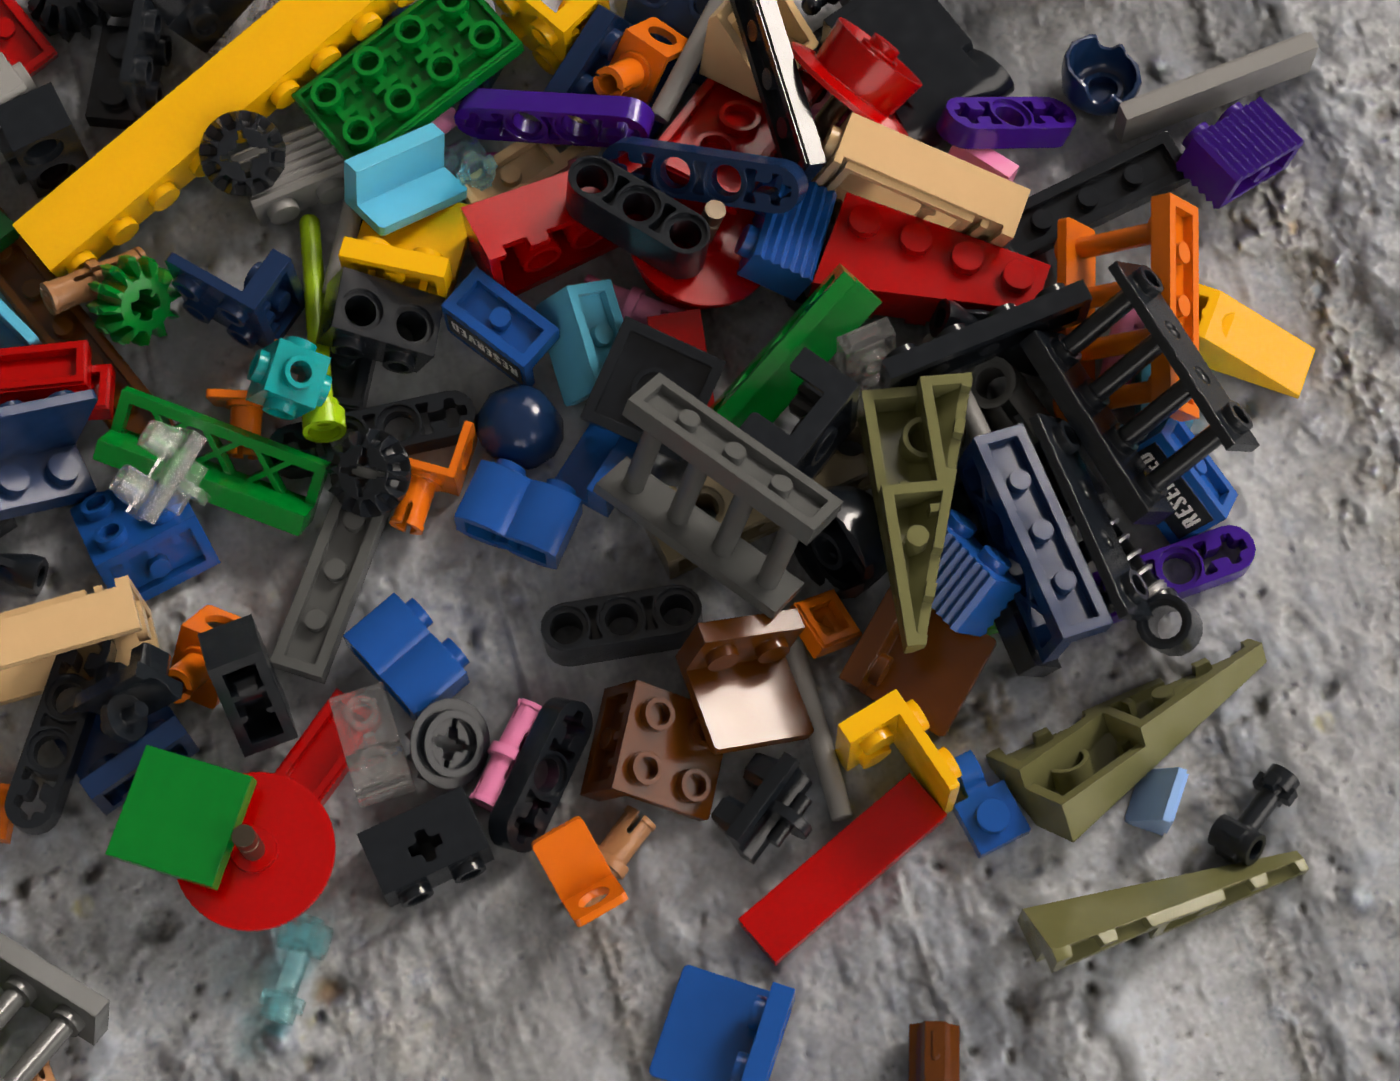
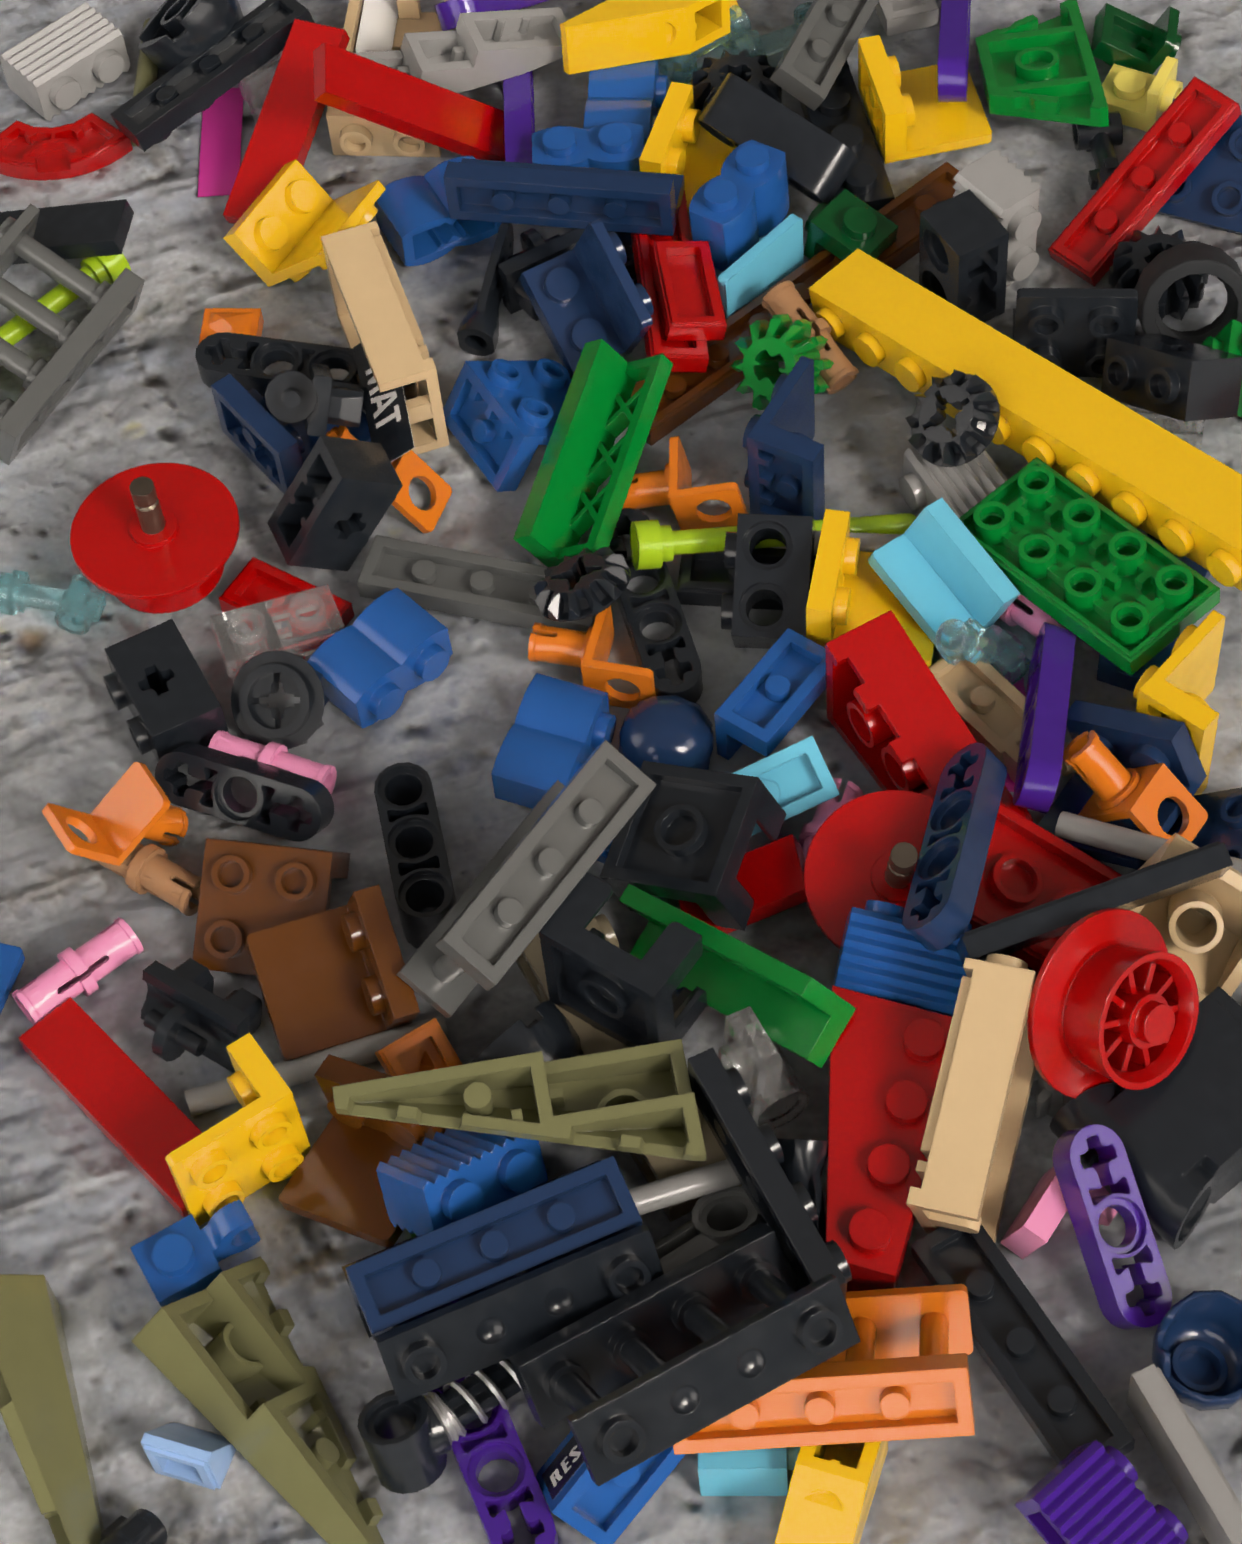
camera: 90 degrees right, 15 degrees down
(153, 492) = (532, 374): clear hips -> none
(170, 632) = (384, 411): none -> black sticker
(181, 817) = (184, 449): green tile -> none
(274, 386) = (690, 500): teal brick -> none
(626, 195) = (898, 755): black beam -> none
(710, 916) = (78, 970): none -> bright pink pin

